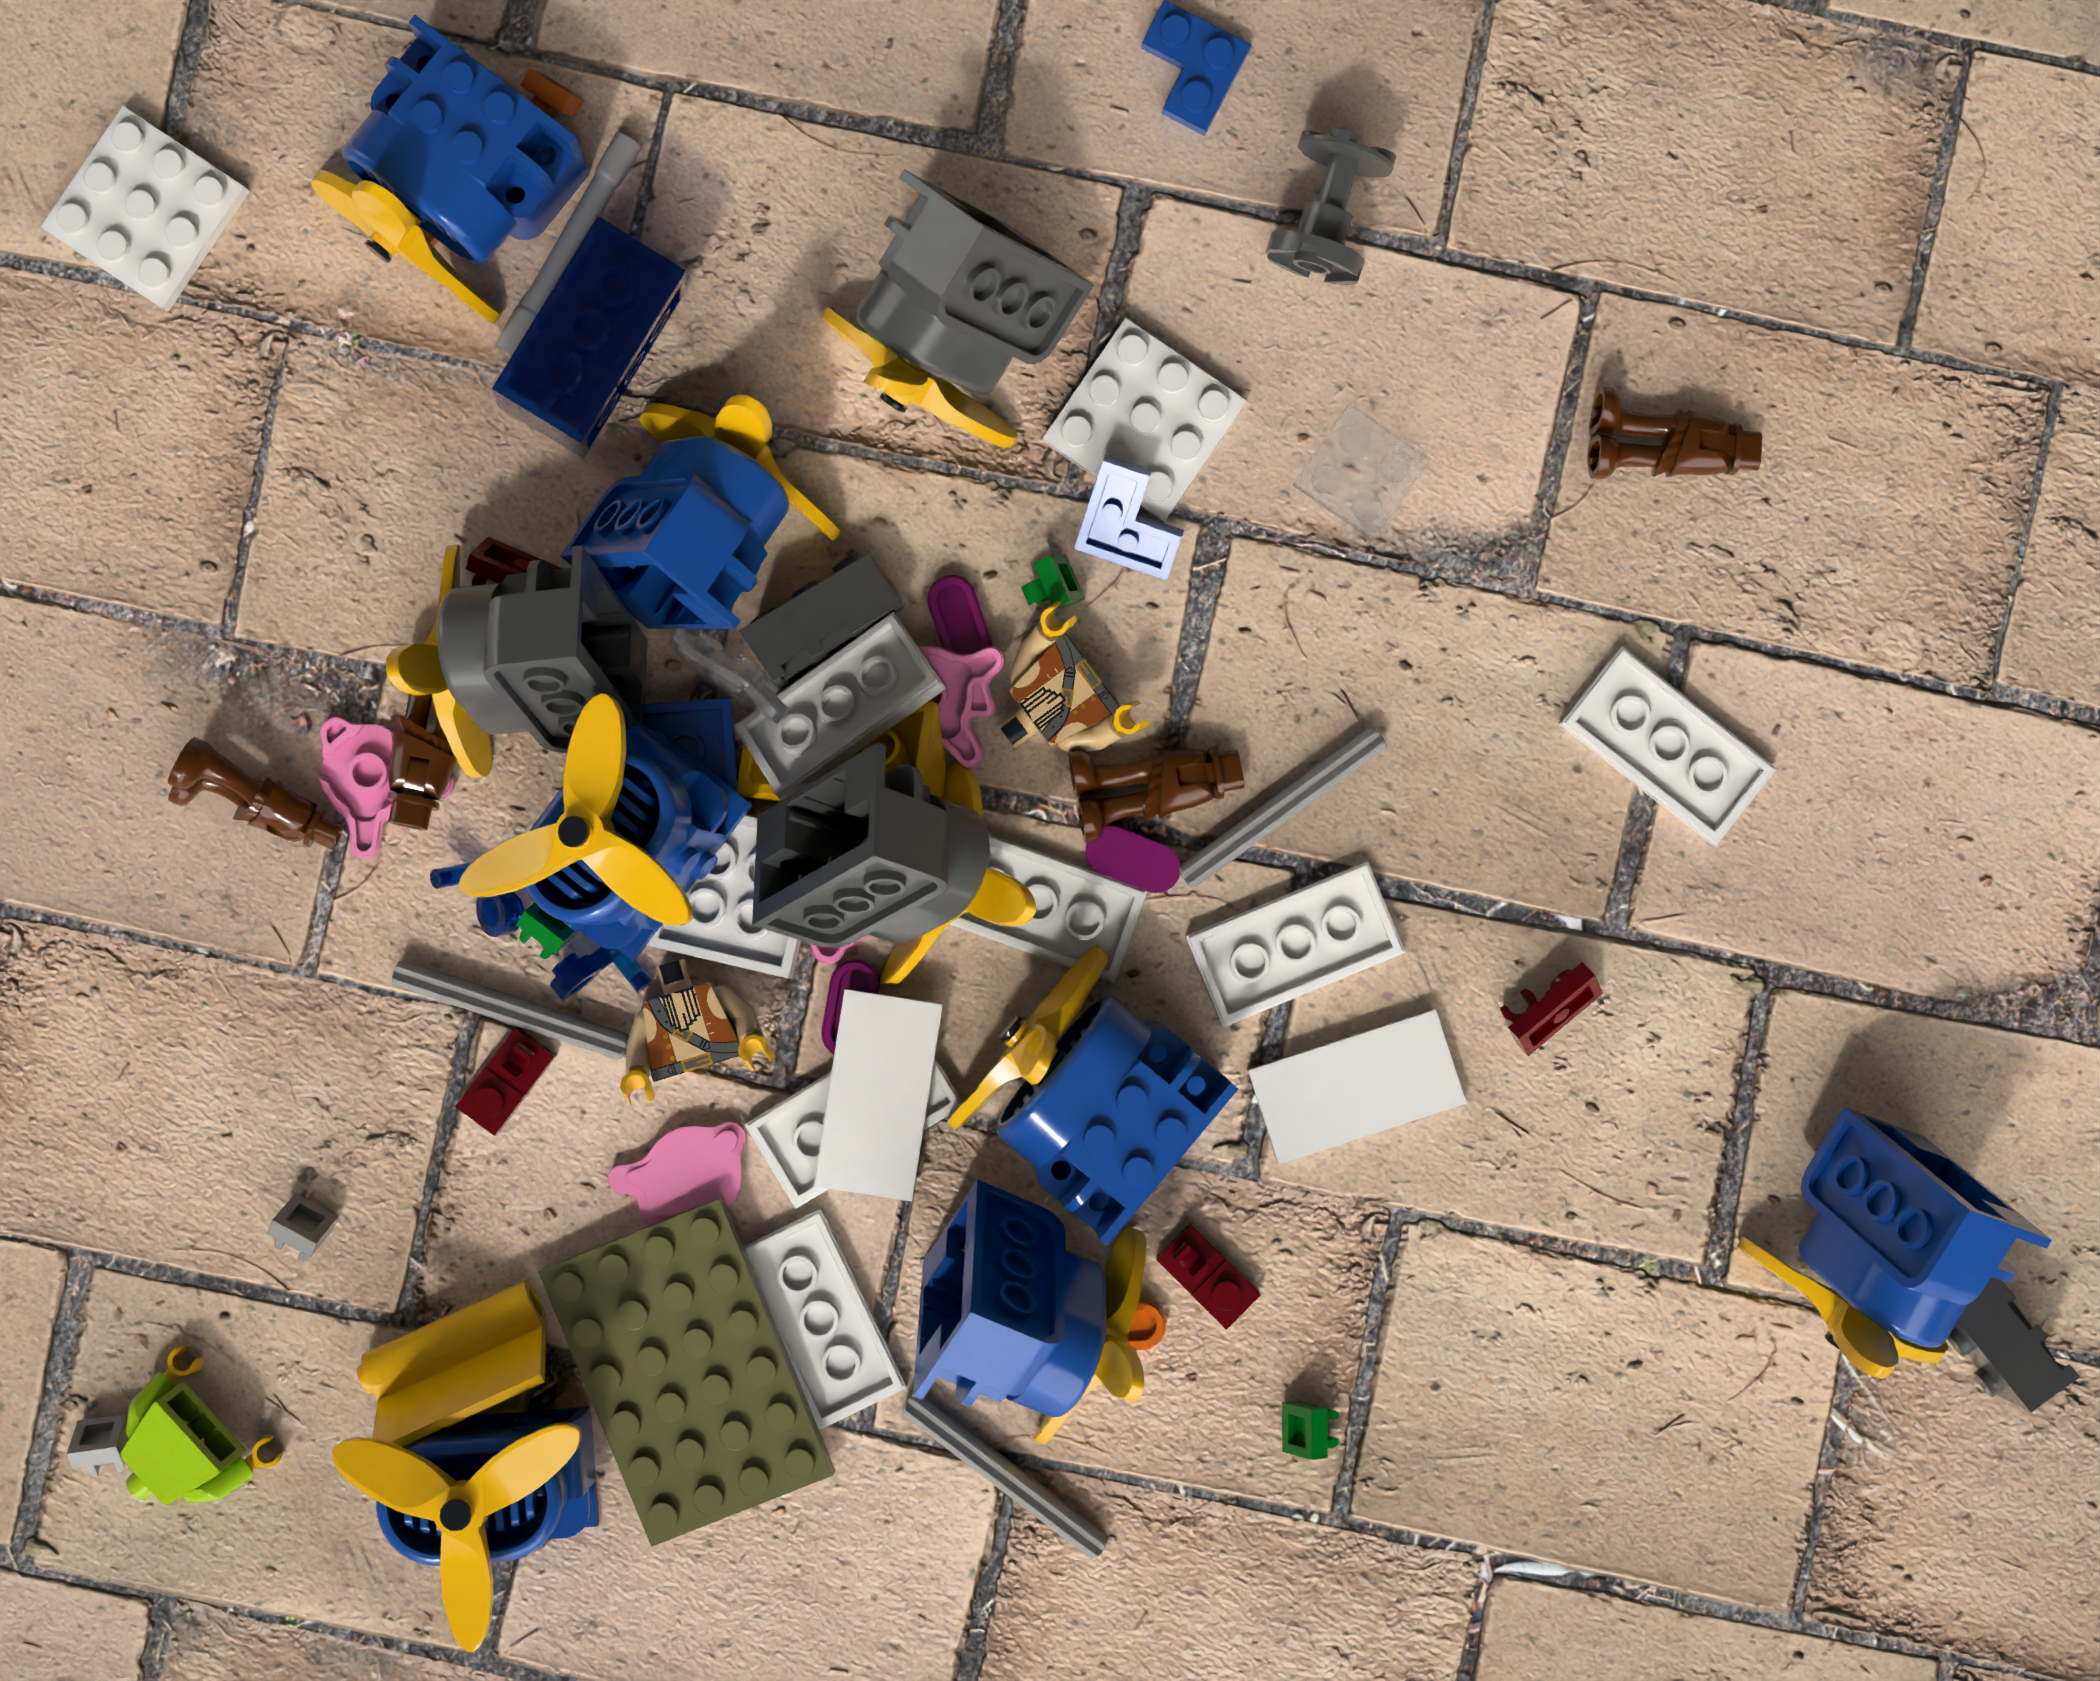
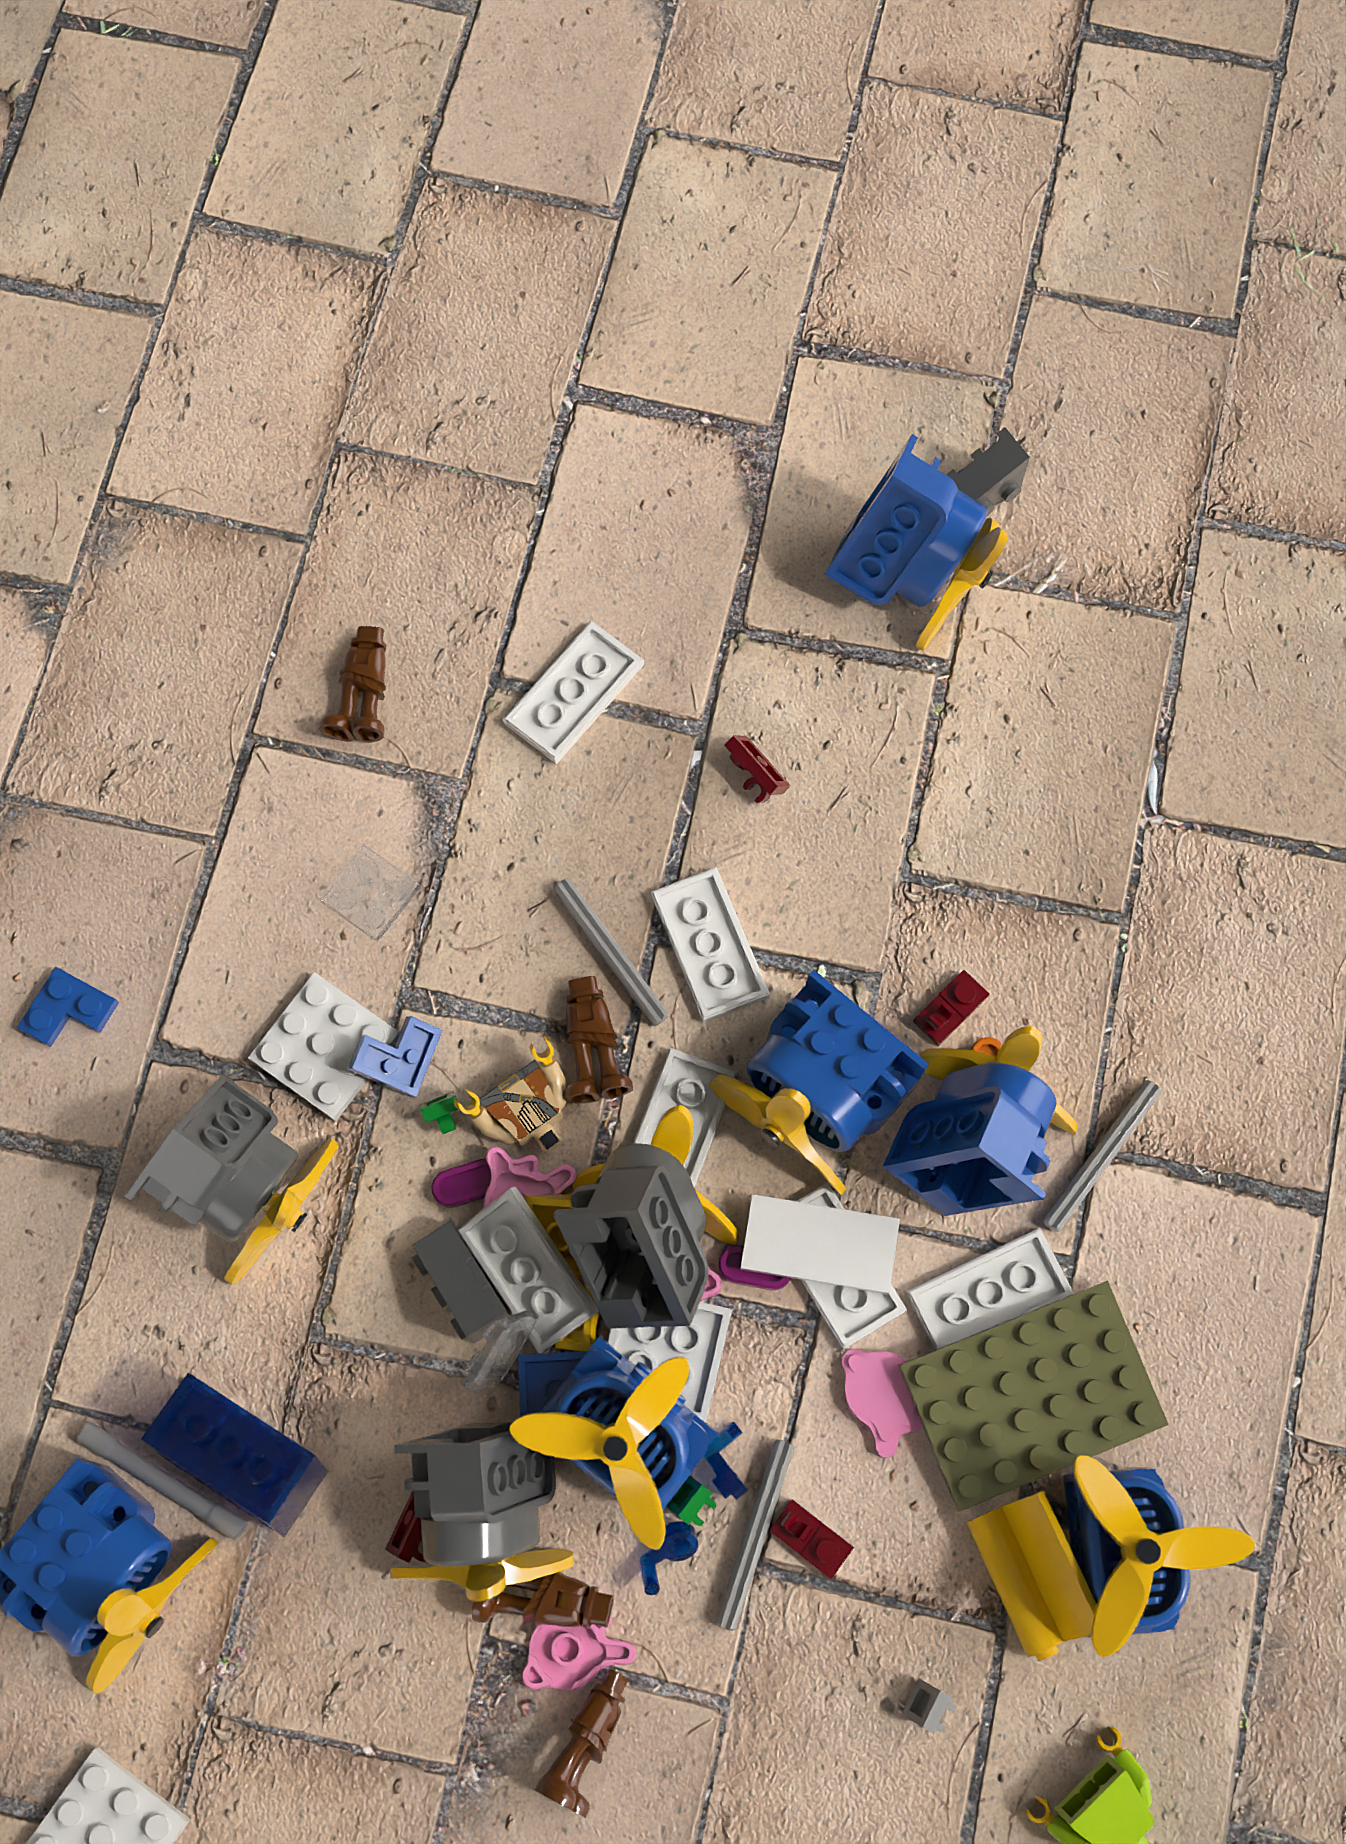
camera: 85 degrees left, 15 degrees down
(550, 95) = (40, 1491): orange tile -> none
(688, 1031) = (771, 1388): torso -> none
(695, 519) = (379, 1372): blue brick -> none
(1134, 860) = (647, 1056): magenta tile -> none
(1307, 1430) = (1060, 938): green tile -> none
(1324, 223) = (200, 915): dark grey piece -> none
(1356, 1086) = (812, 902): white tile -> none

